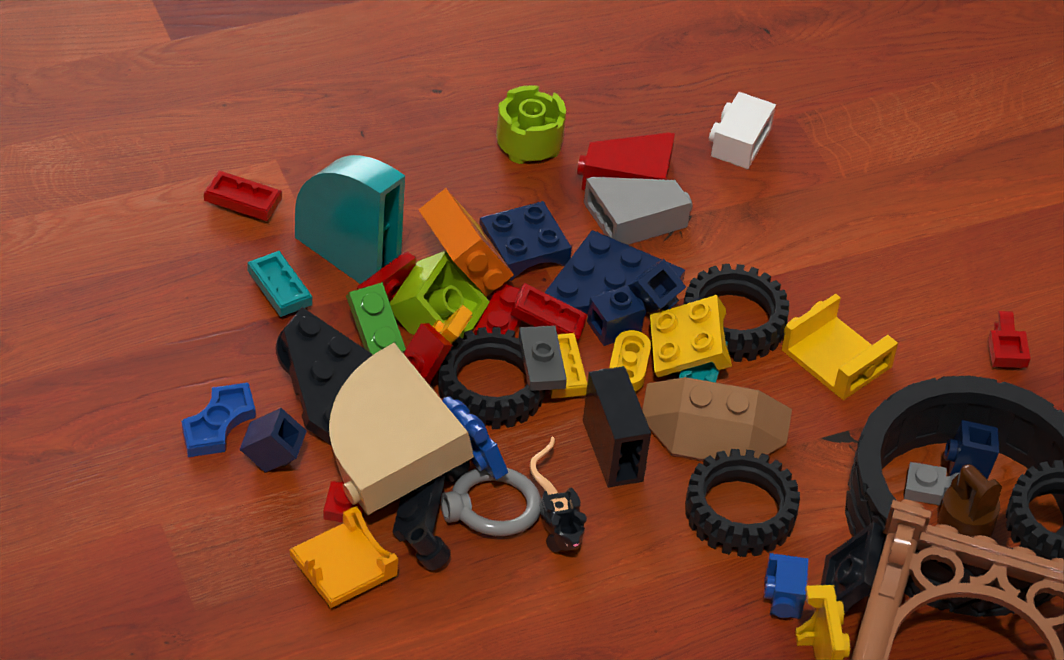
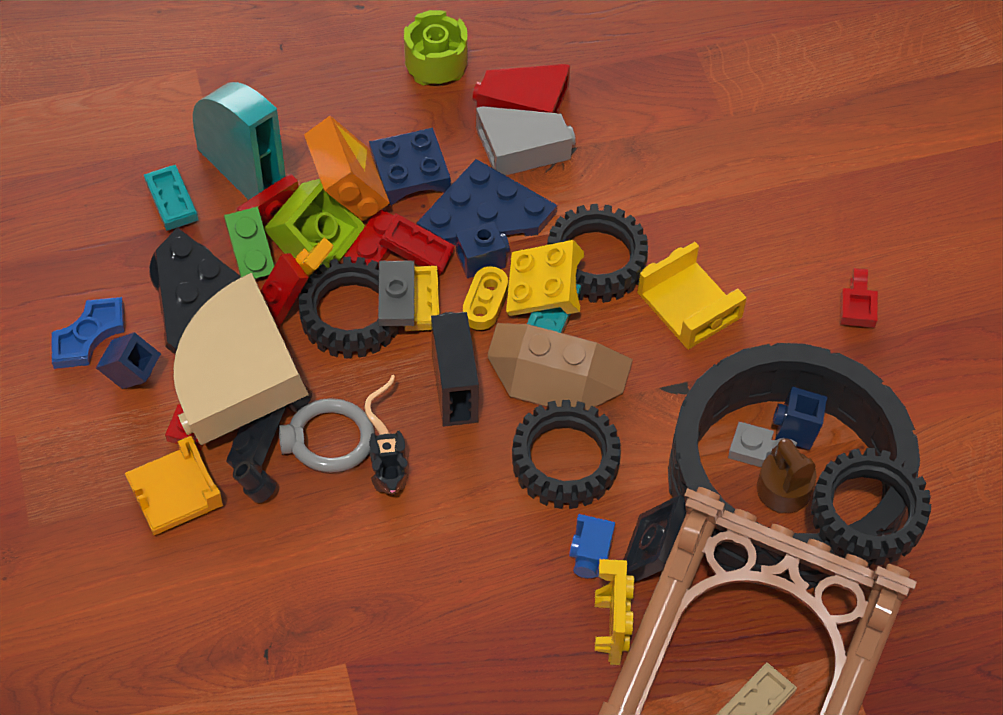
camera: 10 degrees right, 10 degrees up
(242, 195) = (154, 105): red plate -> none
(484, 448) = (314, 373): blue plate -> none
(657, 287) = (521, 226): dark blue brick -> none
(742, 129) = (639, 63): white piece -> none

